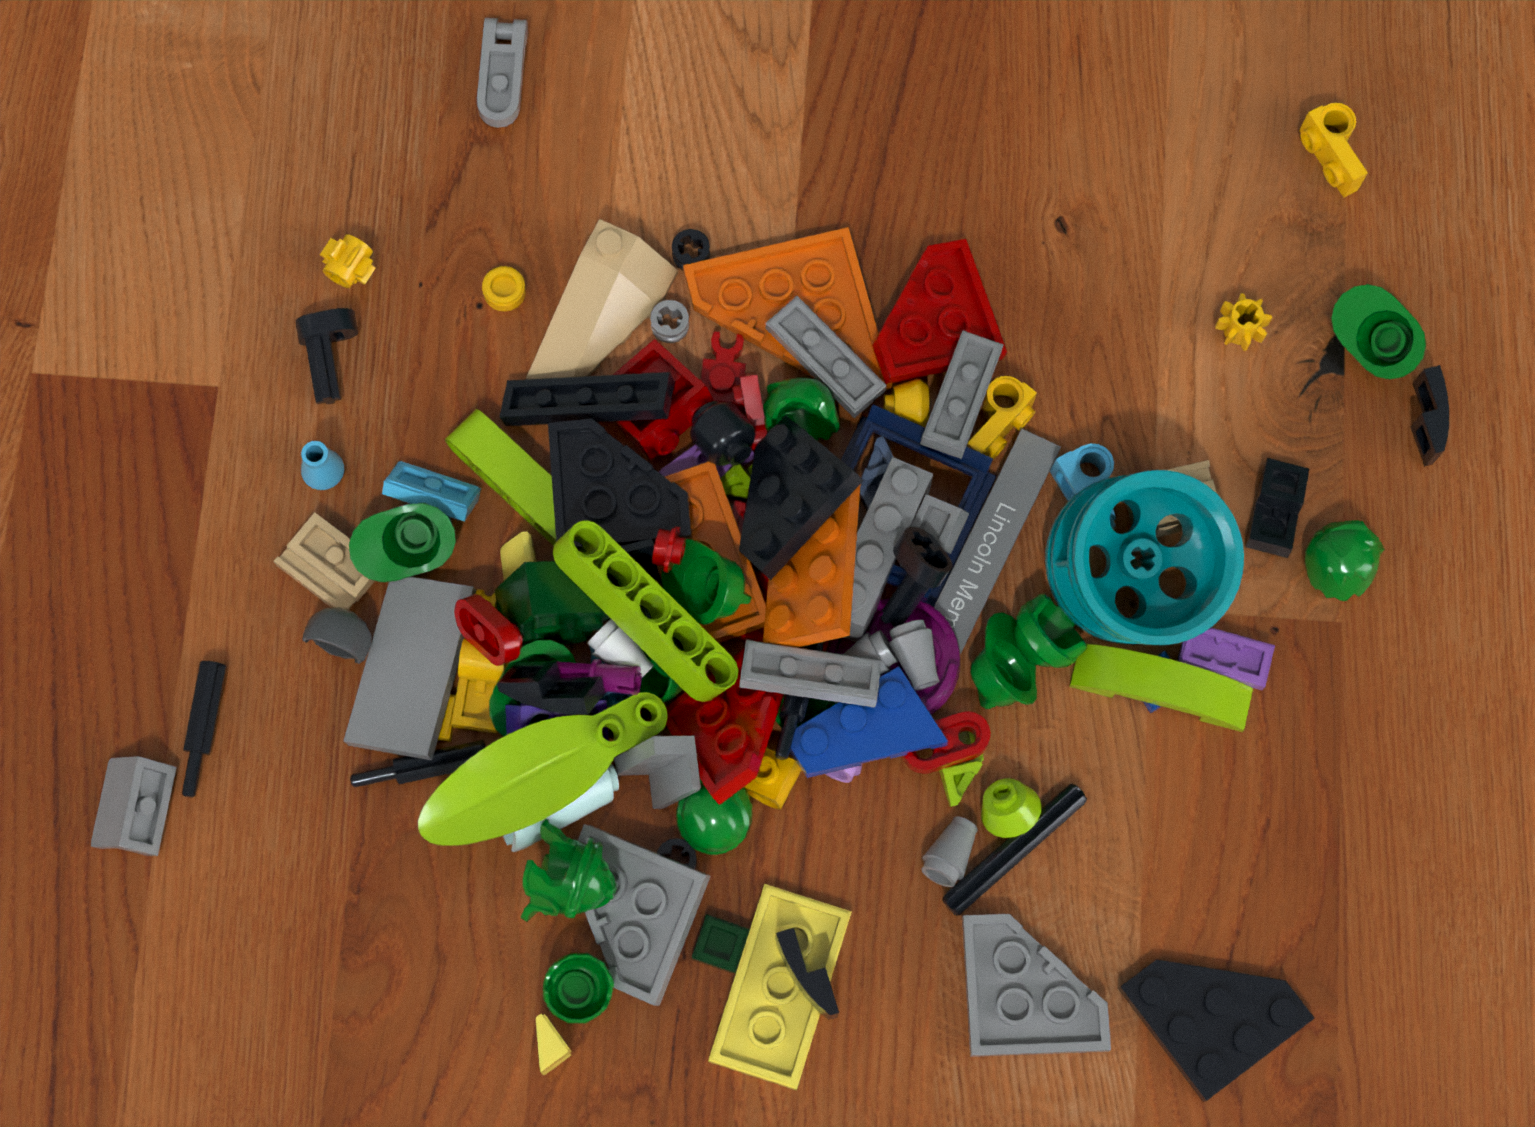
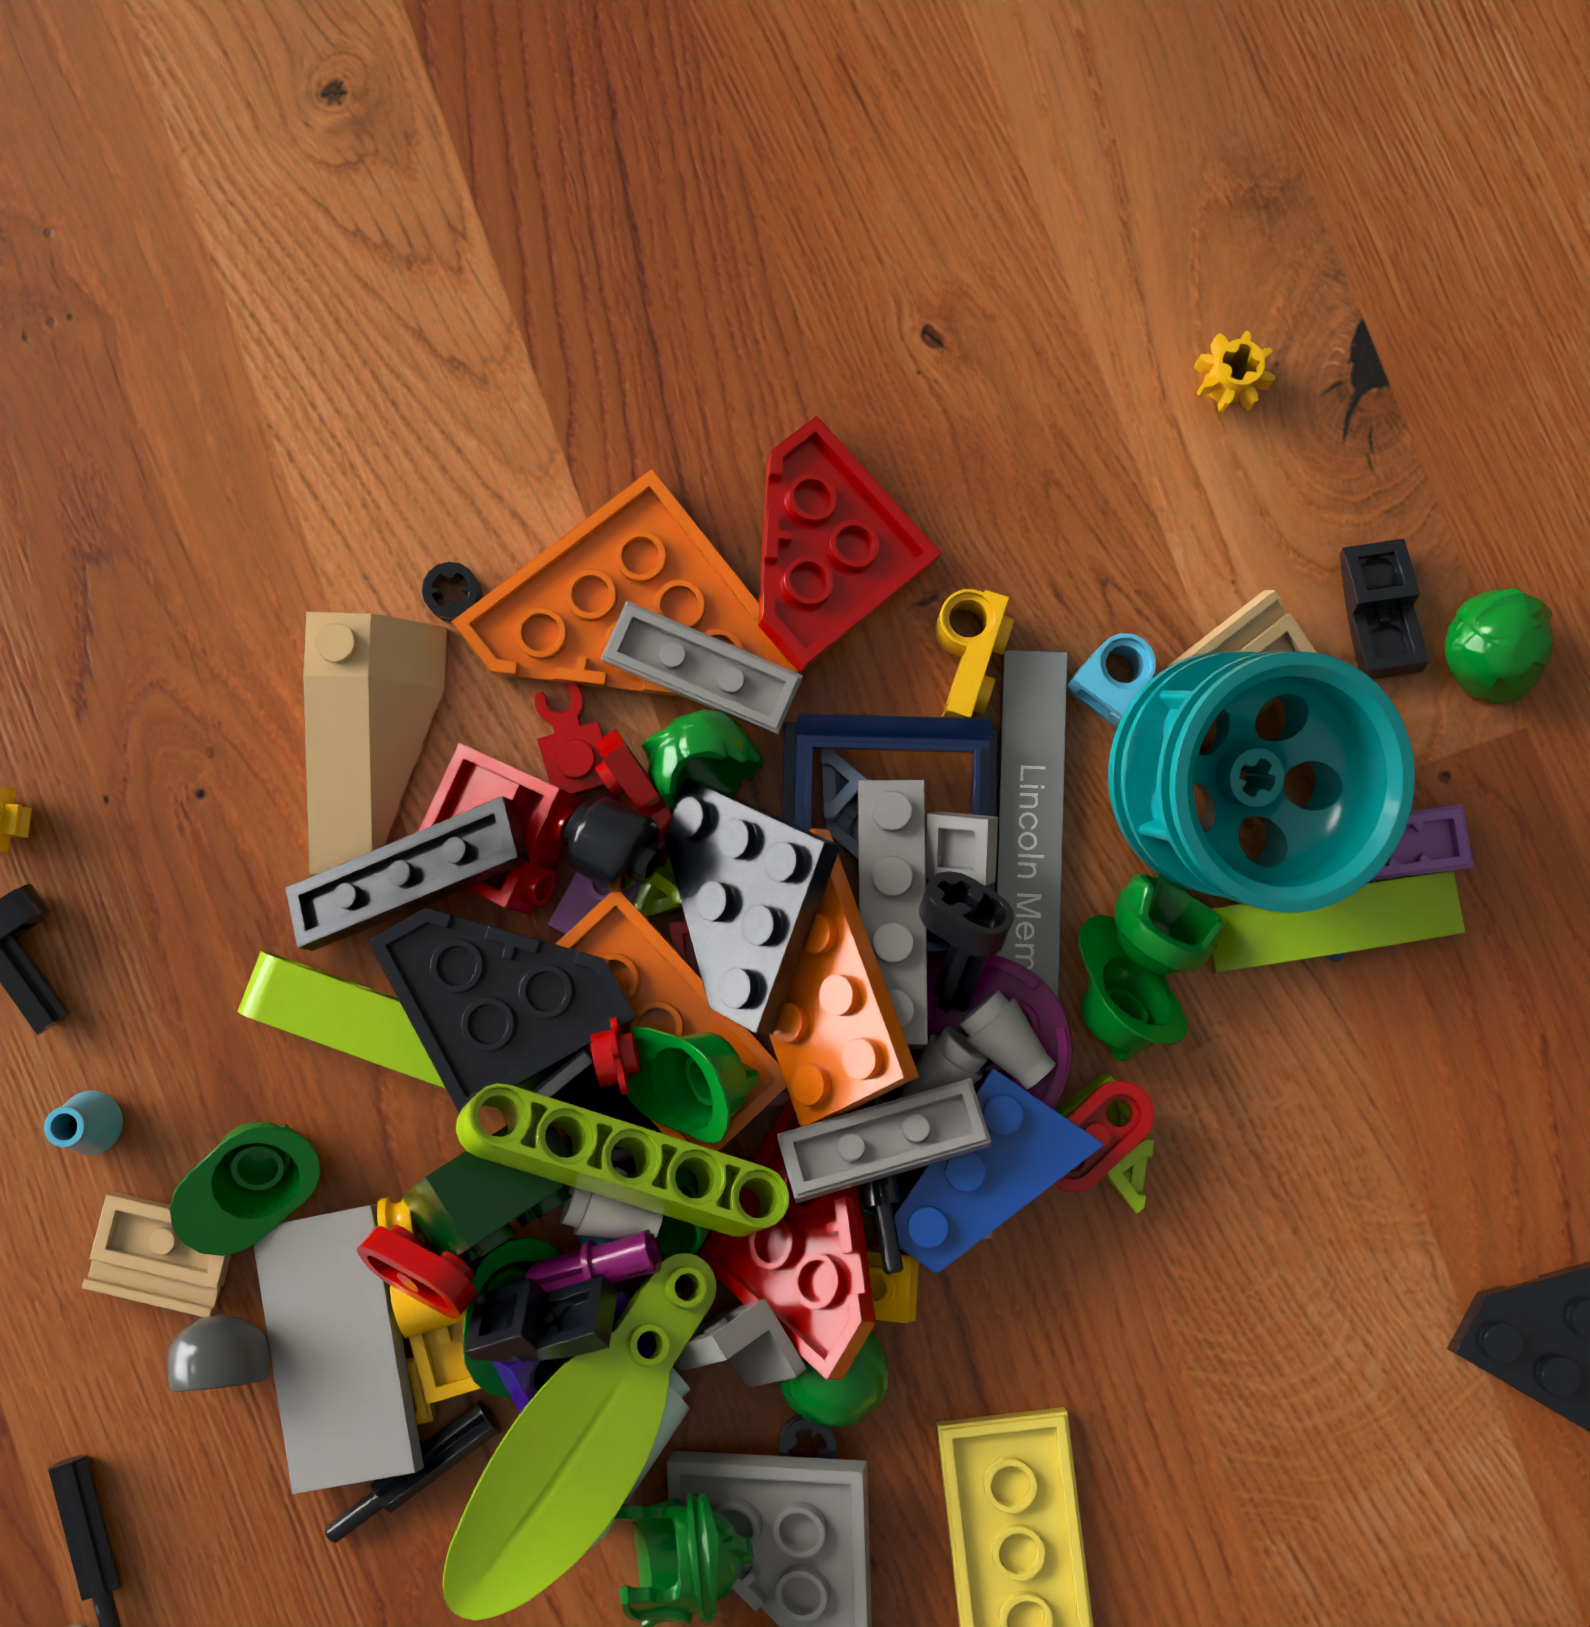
camera: 25 degrees left, 10 degrees up
(421, 485) = (252, 1091): medium azure plate -> none
(501, 71) = (76, 448): light grey plate -> none
(503, 288) = (222, 757): yellow tile -> none
(516, 552) = (418, 1133): light yellow slope -> none
(665, 333) = (468, 686): light grey bush -> none
(720, 944) = (915, 1530): dark green tile -> none
(814, 984) = (1060, 1545): black slope -> none
(909, 401) = (842, 685): yellow cone -> none
(950, 853) = (1161, 1274): light grey cone -> none
(961, 394) = (911, 646): light grey tile -> none
(1010, 808) = (1216, 1183): lime cone -> none
(1013, 850) = (1240, 1229): black axle -> none
(1025, 995) = (1340, 1422): light grey plate -> none
(1332, 150) = (1252, 78): yellow plate -> none
(1378, 331) = (1423, 310): green piece -> none
(1432, 425) = (1546, 415): black slope -> none

